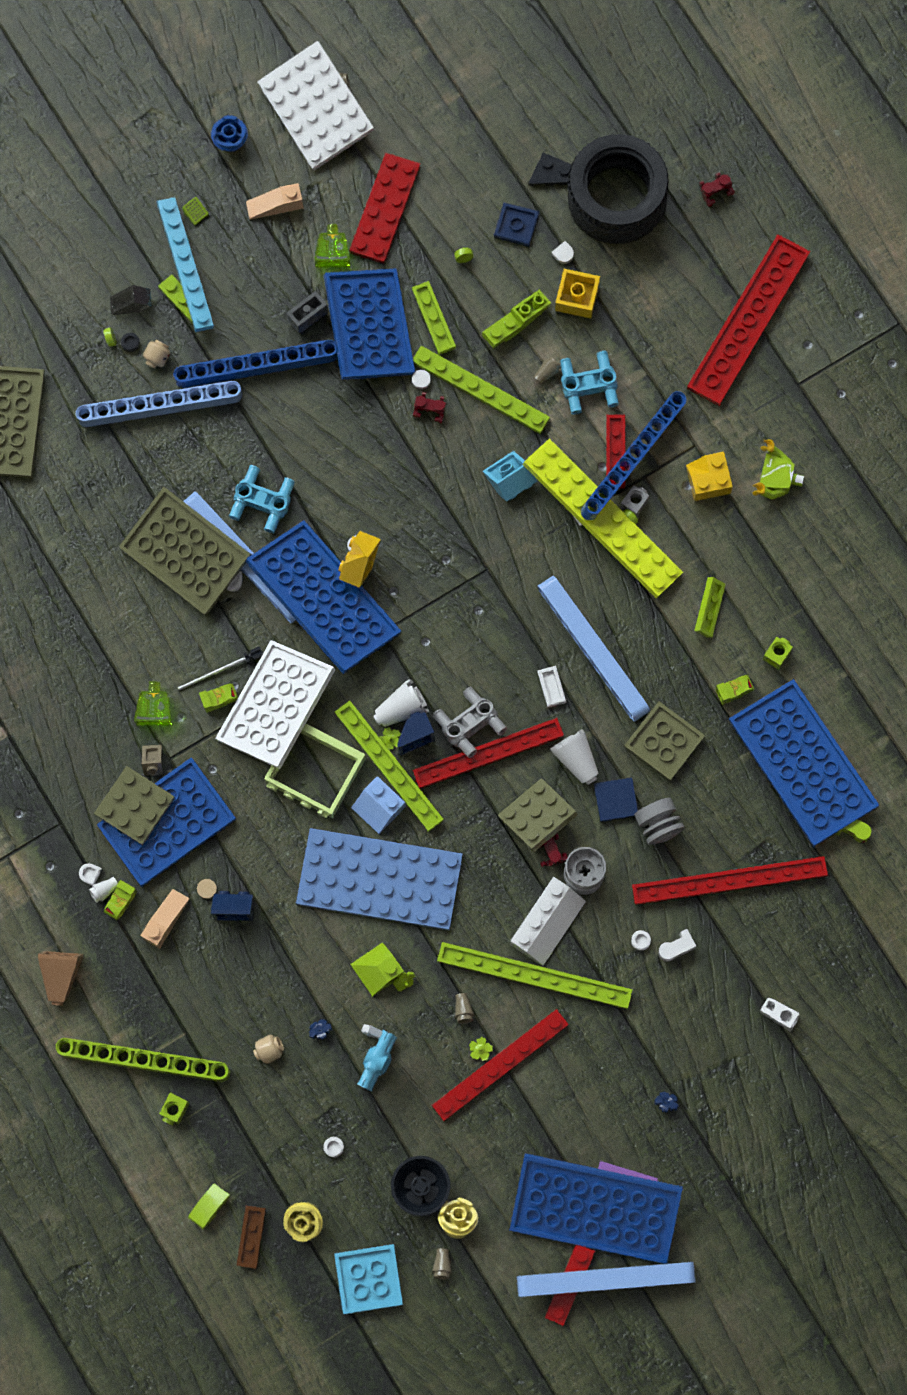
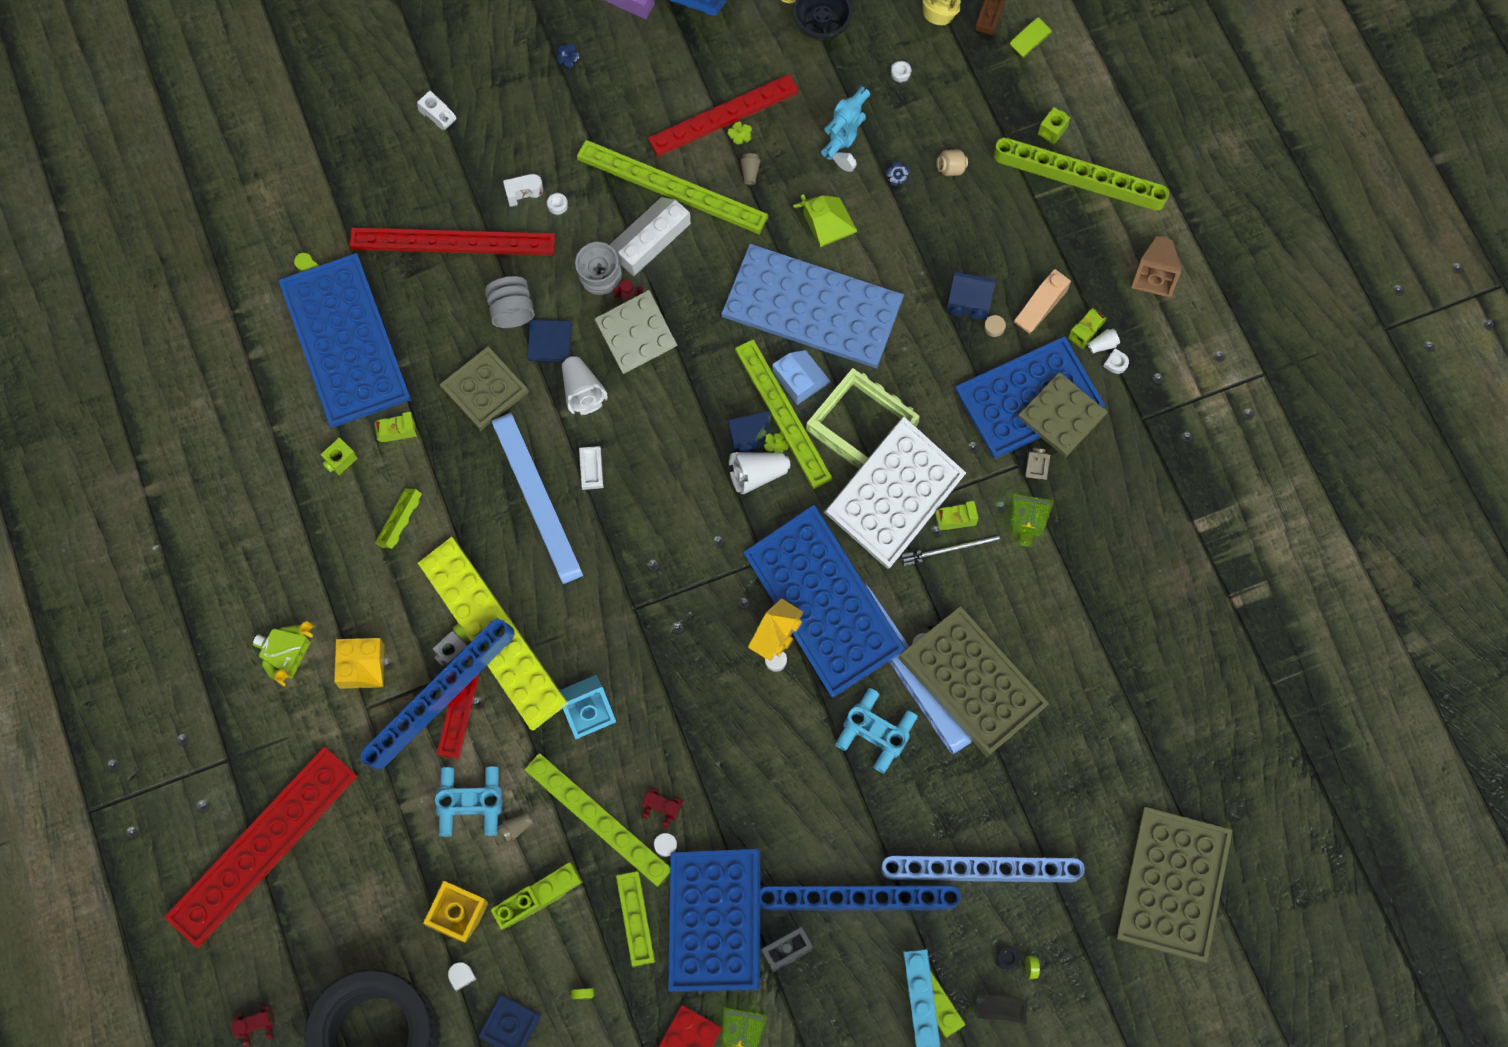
camera: 175 degrees left, 5 degrees down
(156, 354) = (977, 933): tan head -> none
(470, 722) = (687, 440): light grey piece -> none
(488, 753) = (673, 408): red plate -> none

